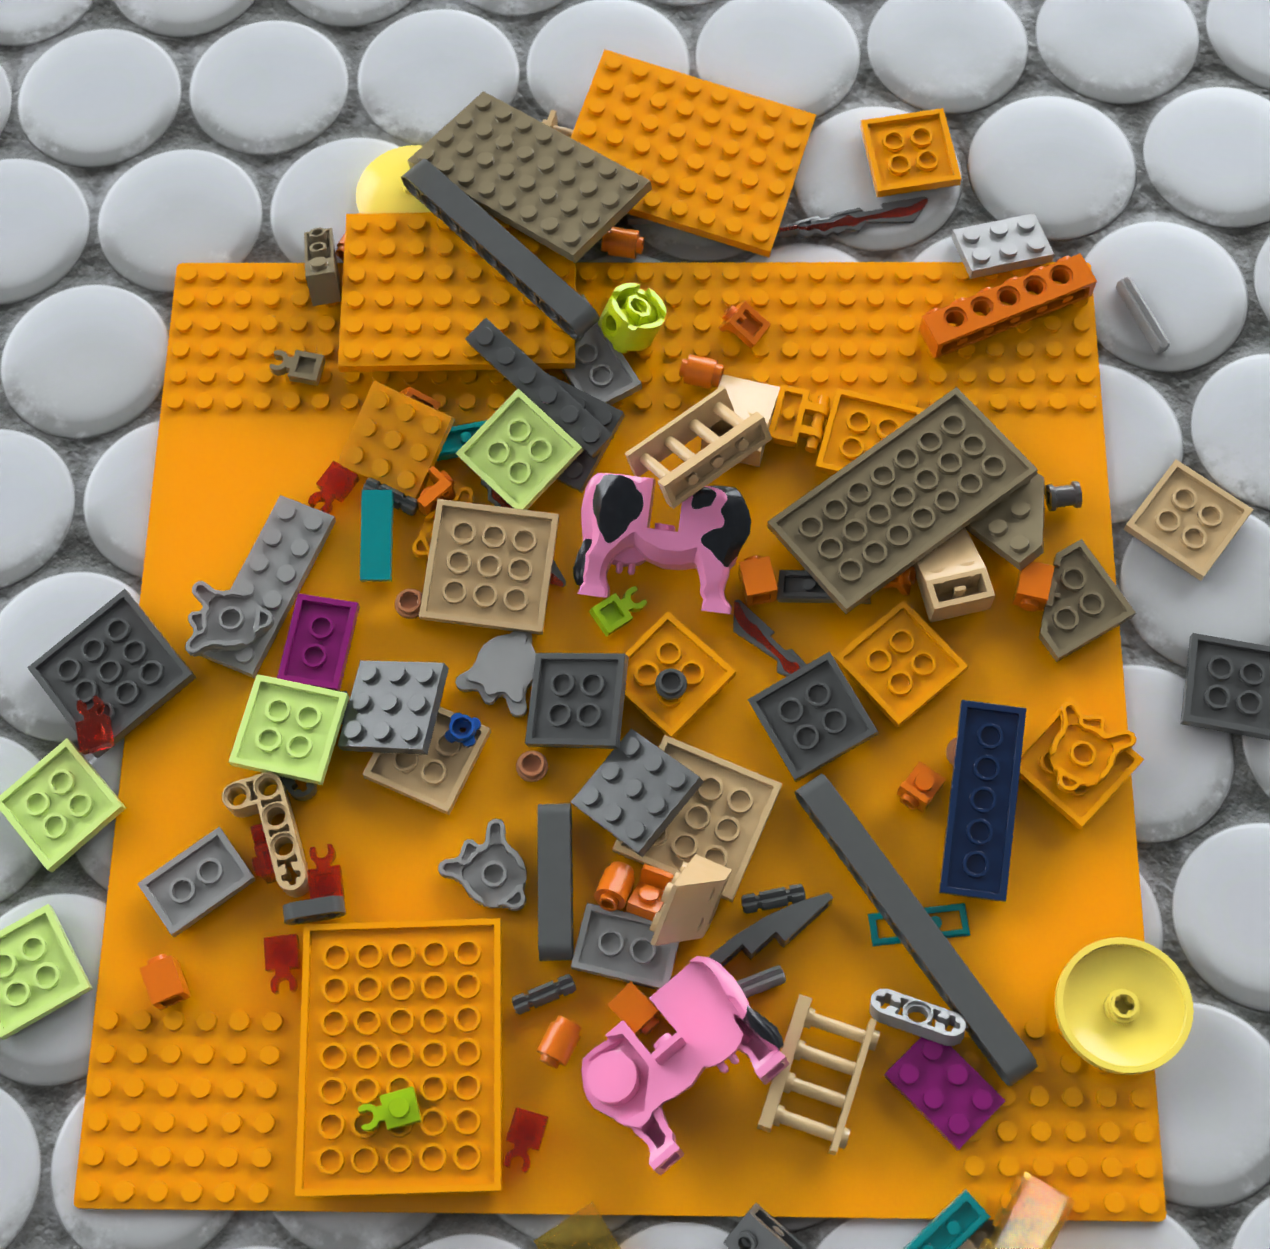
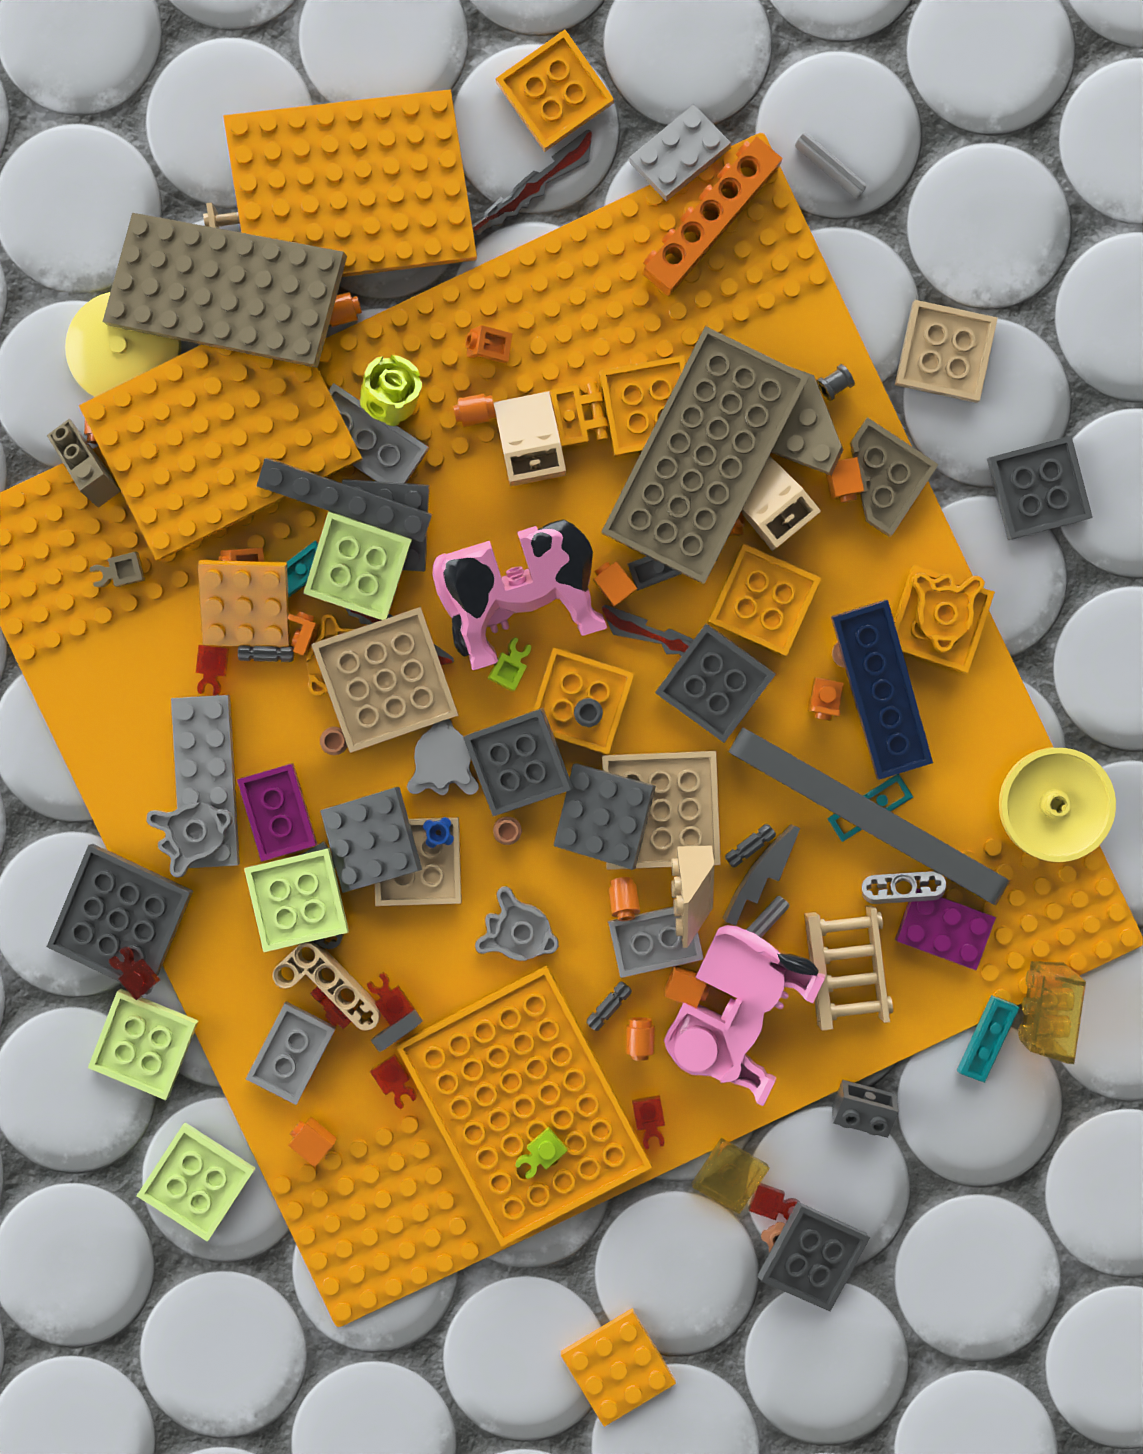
camera: 25 degrees left, 20 degrees up
(376, 536) = (274, 696): teal tile -> none
(500, 249) = (238, 380): dark grey beam -> none
(555, 882) = (574, 915): dark grey beam -> none
(648, 893) = (654, 891): orange bracket -> none
(708, 463) = (538, 510): tan fence -> none

